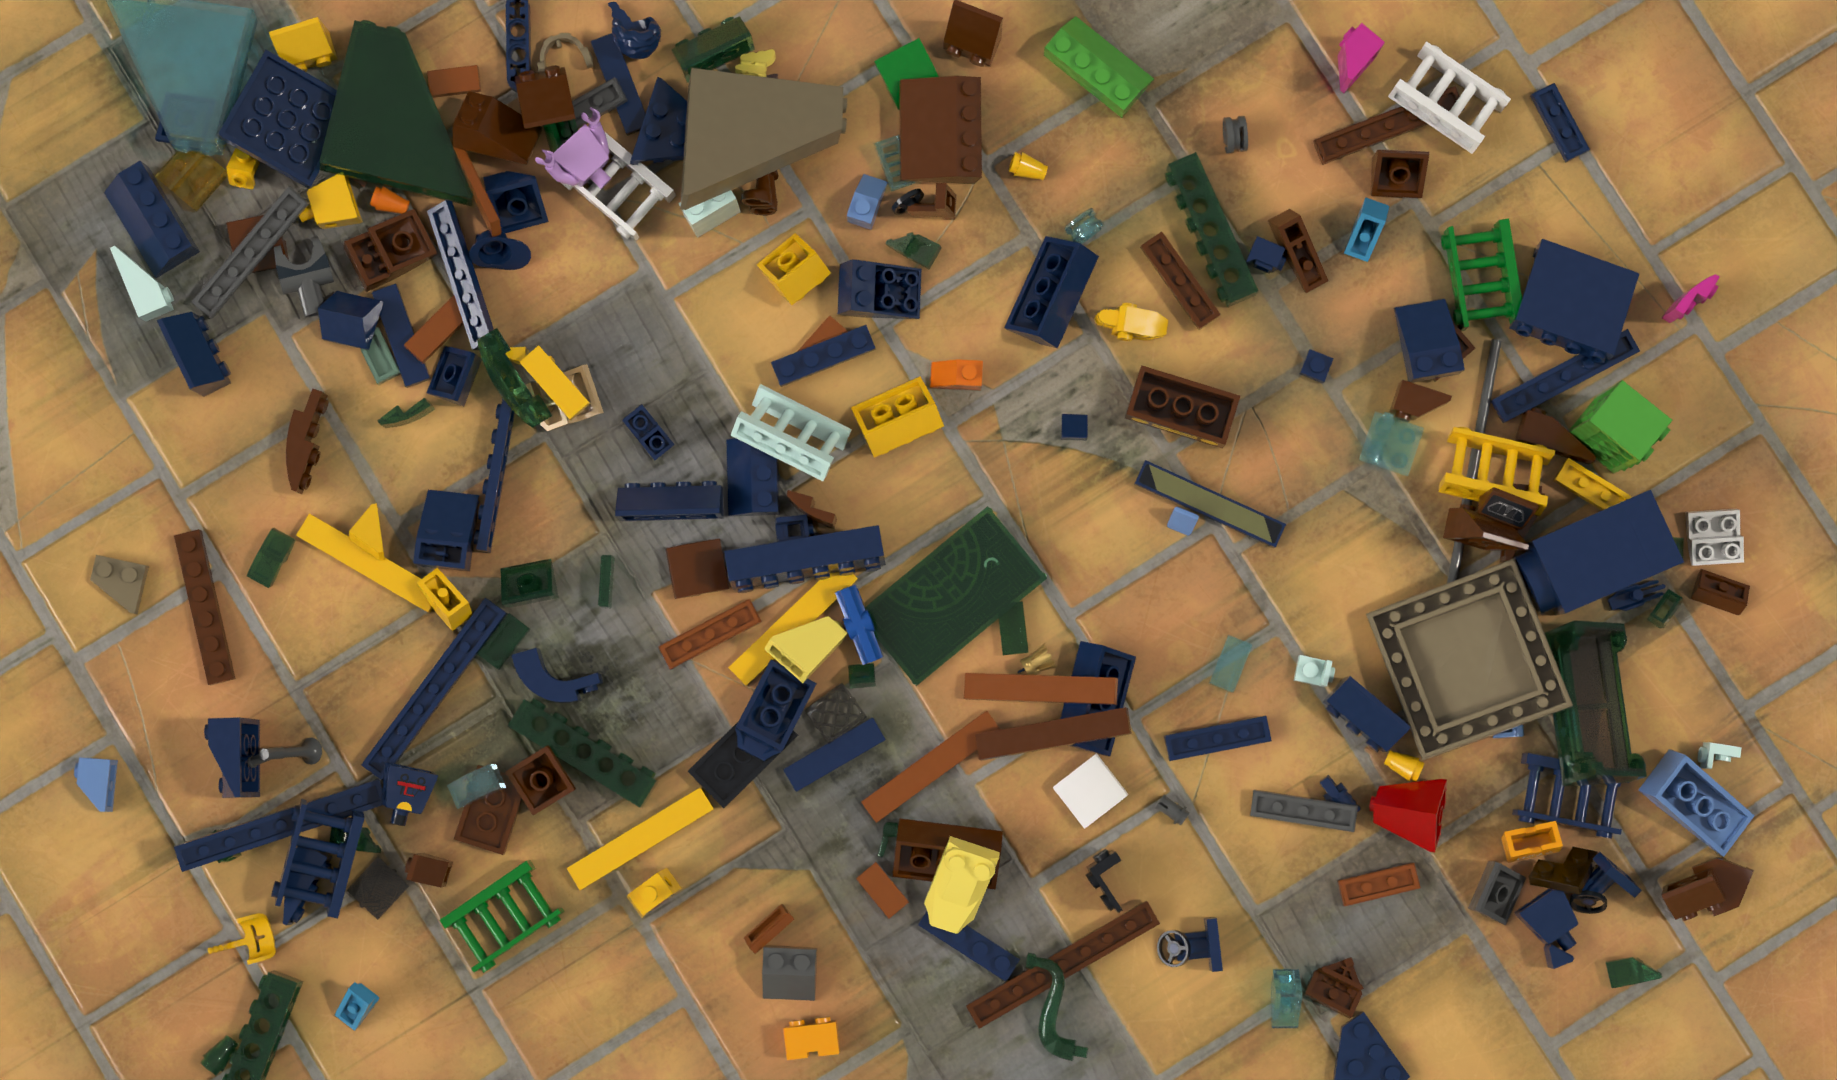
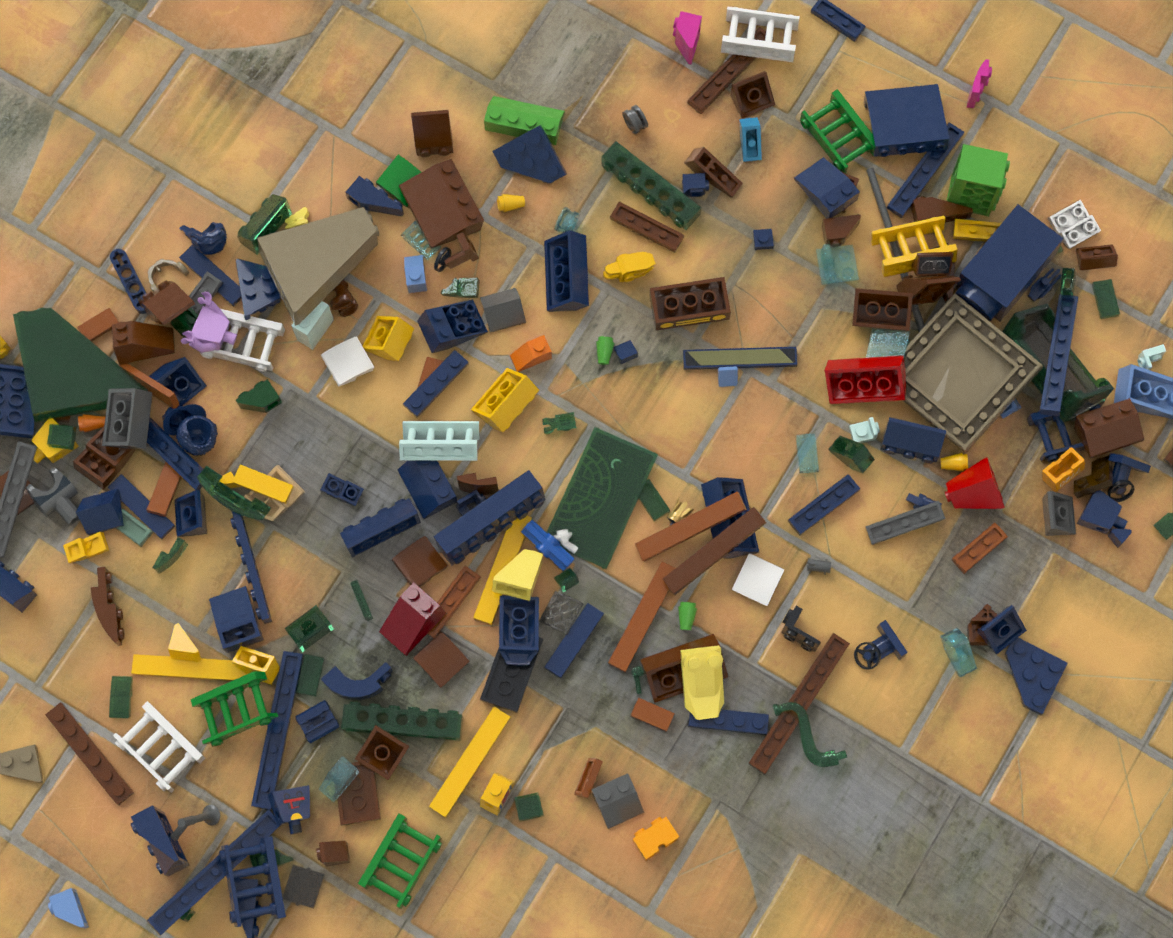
camera: 30 degrees left, 10 degrees down
(312, 645) = (163, 729): none -> white fence
(313, 354) = (86, 548): none -> yellow slope
(343, 204) = (61, 436): none -> clear green piece
(406, 620) = (221, 695): none -> green fence
(430, 222) = (127, 418): none -> dark grey slope
(485, 701) = (317, 721): none -> dark blue piece
(505, 281) = (197, 435): none -> dark blue hair
(605, 270) = (260, 398): none -> dark green slope
(653, 634) = (411, 619): none -> dark red slope
(665, 699) = (441, 659): none -> reddish brown slope
(683, 926) = (528, 806): none -> clear green piece
(730, 274) = (347, 361): none -> white slope
(855, 76) = (365, 195): none -> dark blue slope
(882, 623) = (563, 537): none -> white plate
(951, 300) = (503, 310): none -> dark grey slope
(952, 478) = (561, 422): none -> clear green plate
(983, 791) = (687, 615): none -> bright green cone
(1049, 413) = (604, 349): none -> bright green cone
(1082, 120) = (531, 156): none -> dark blue plate
(1283, 692) = (852, 453): none -> clear green slope
(1348, 610) = (866, 379): none -> red slope
(1351, 999) = (1002, 629): none -> dark blue slope
(1397, 581) = (887, 342): none -> clear light blue hinge
(1414, 534) = (882, 309): none -> reddish brown slope
(1602, 700) = (1059, 355): none -> dark blue plate
(1614, 821) = (1109, 428): none -> reddish brown slope
(1702, 651) = (1105, 299): none -> clear green tile

